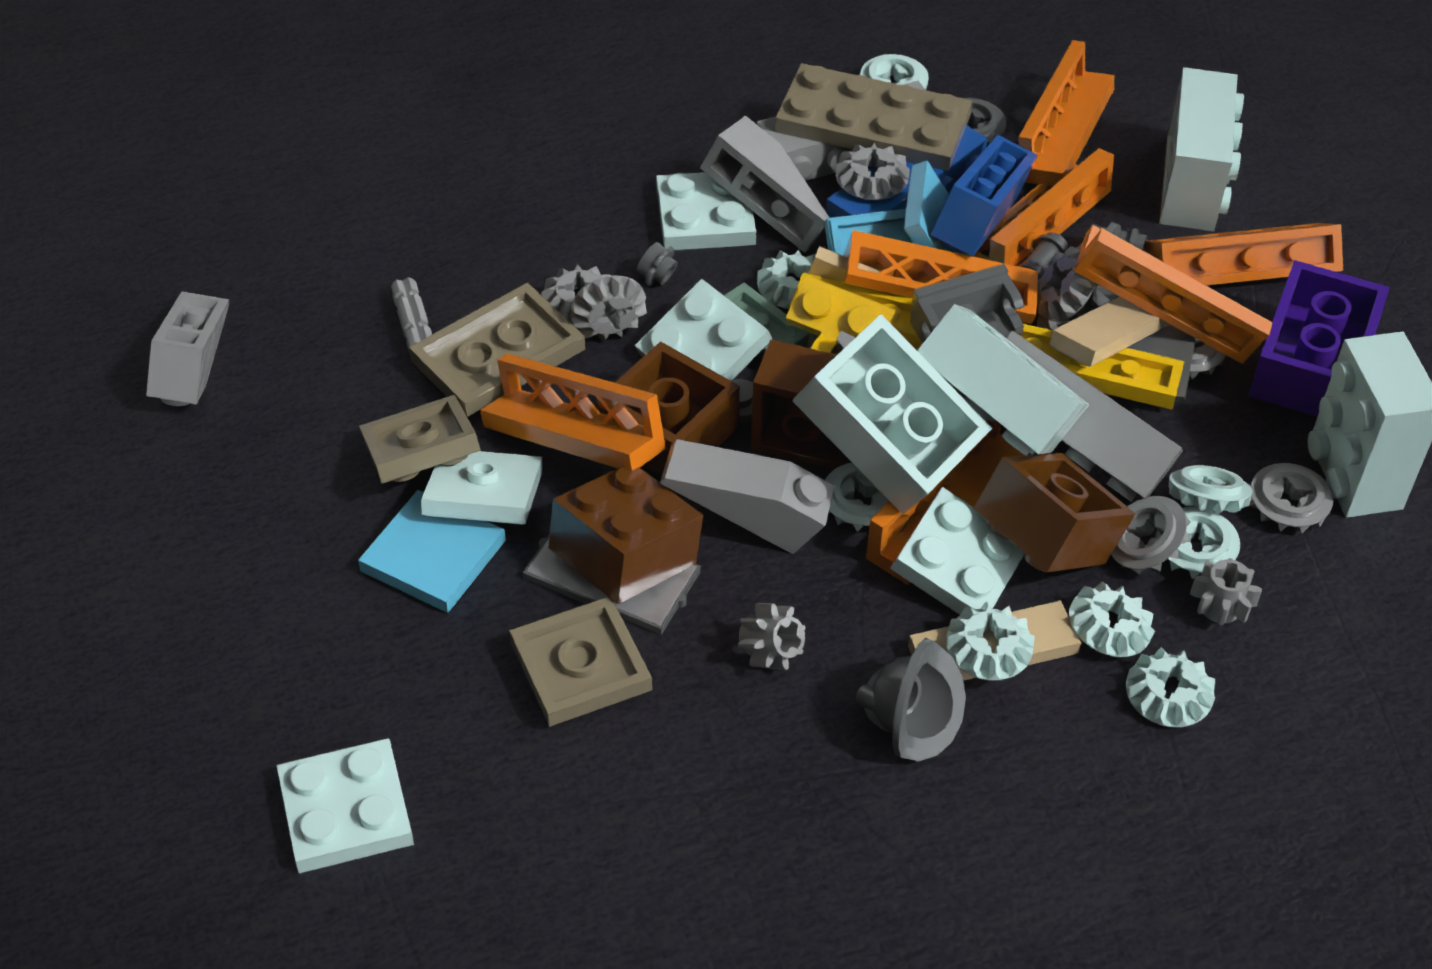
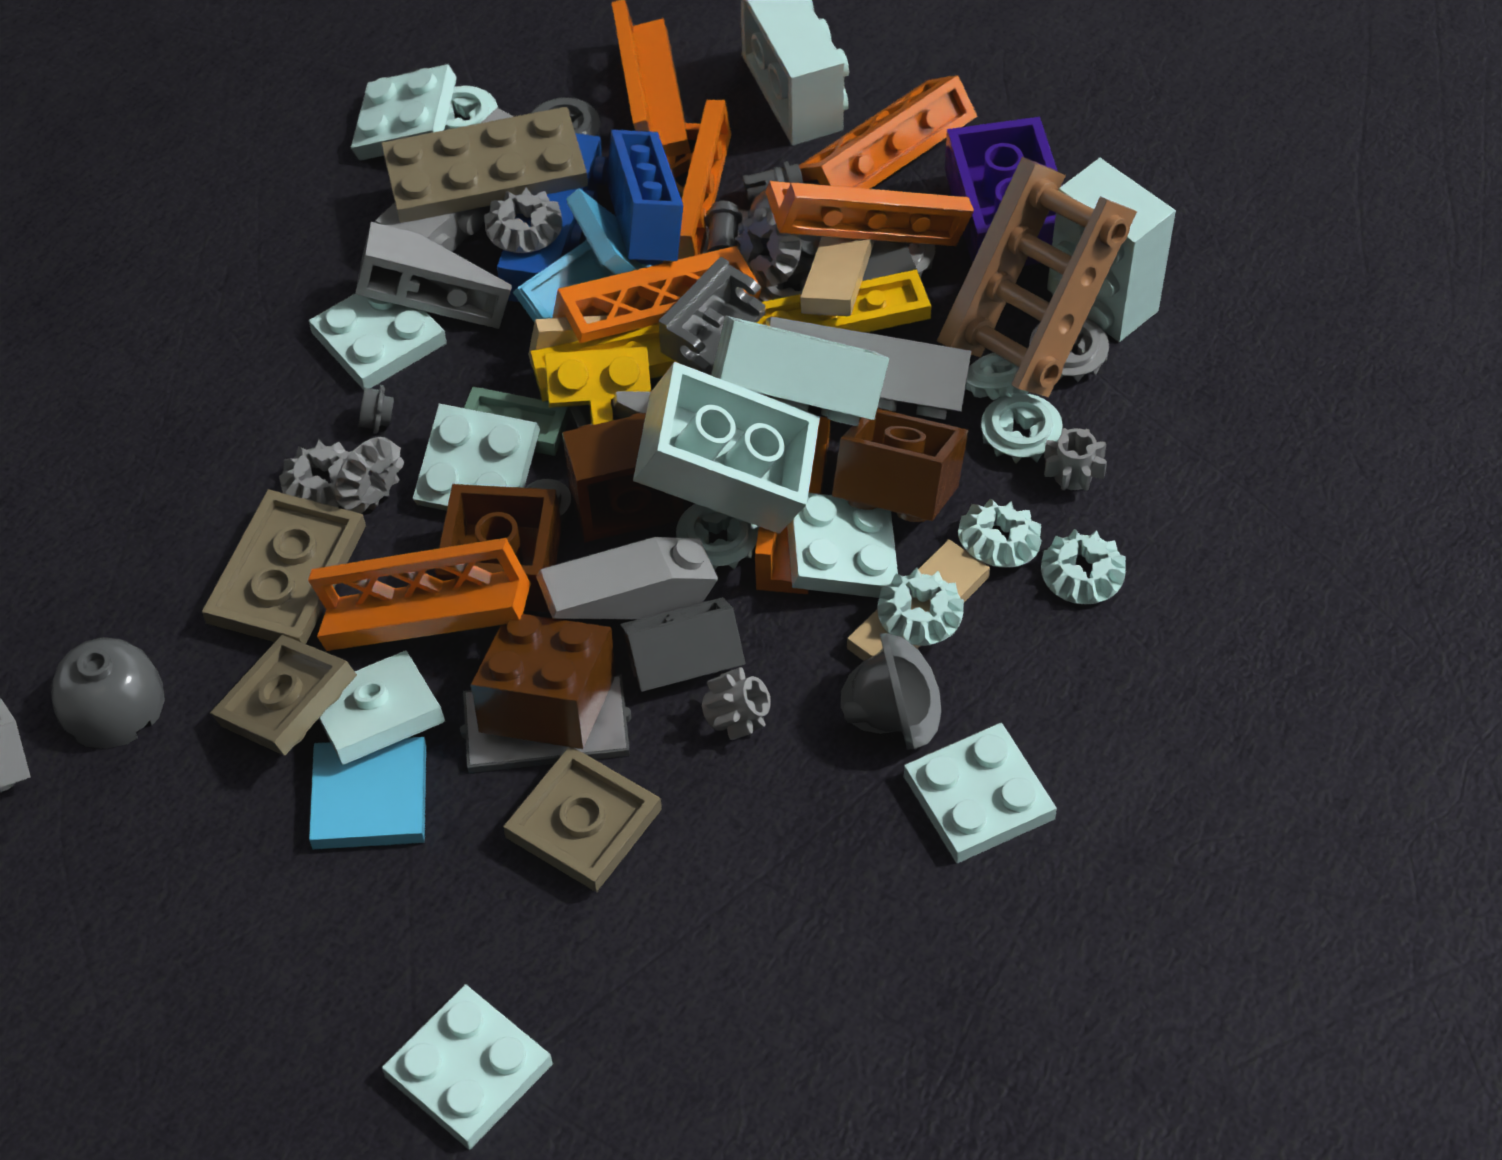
camera: 30 degrees left, 5 degrees up
(298, 371) = (106, 692): none -> dark grey cylinder
(410, 311) = (172, 577): light grey axle -> none
(763, 565) = (683, 644): none -> dark grey hinge
(773, 278) = (499, 376): light aqua gear -> none
(851, 50) = (403, 108): none -> light aqua plate
(935, 828) = (979, 792): none -> light aqua plate
(1152, 513) = (996, 422): light grey gear -> none
(1259, 387) = (1000, 261): none -> medium nougat fence

